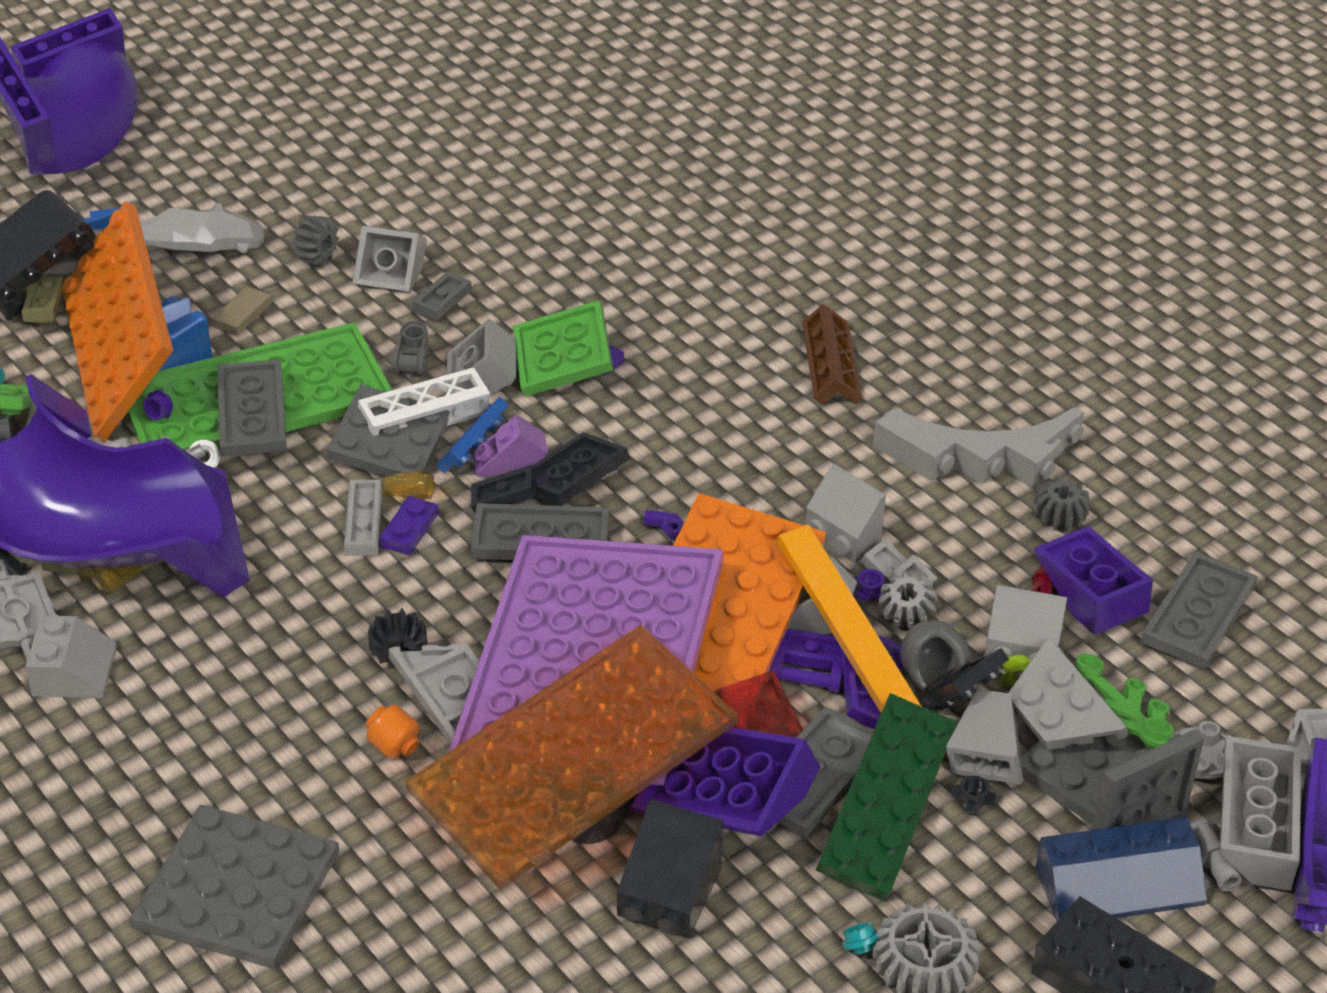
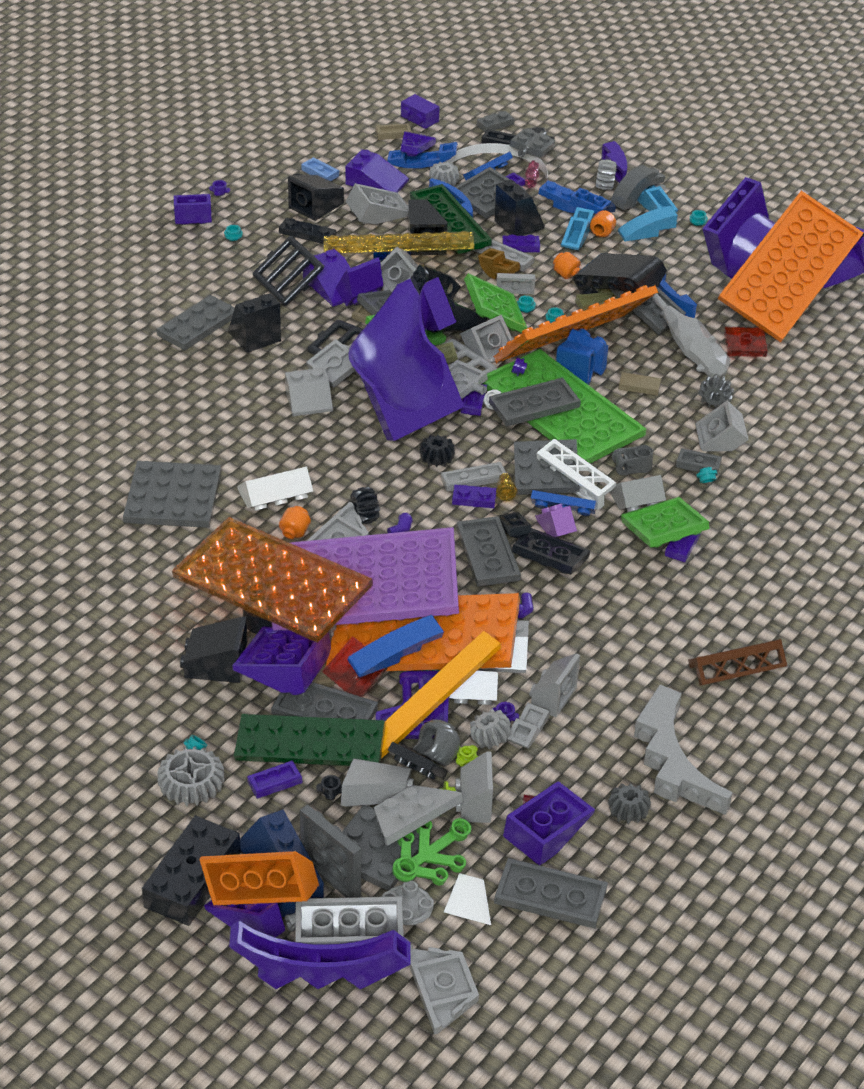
camera: 75 degrees right, 0 degrees up
(37, 353) = (553, 313): none -> teal plate
(120, 95) = (790, 266): none -> orange plate
(203, 192) = (745, 341): none -> clear red plate
(294, 741) = (276, 488): none -> white slope
(295, 538) = (437, 450): none -> black gear
(448, 614) = (404, 524): none -> dark purple arm
(474, 294) = (707, 475): none -> teal plate
(760, 644) = (394, 645): none -> blue slope
(948, 854) = (274, 779): none -> dark purple plate
(1191, 695) = (469, 899): none -> white sticker
(1193, 873) = (259, 878): none -> orange slope
(1219, 921) = (259, 916): none -> dark purple slope

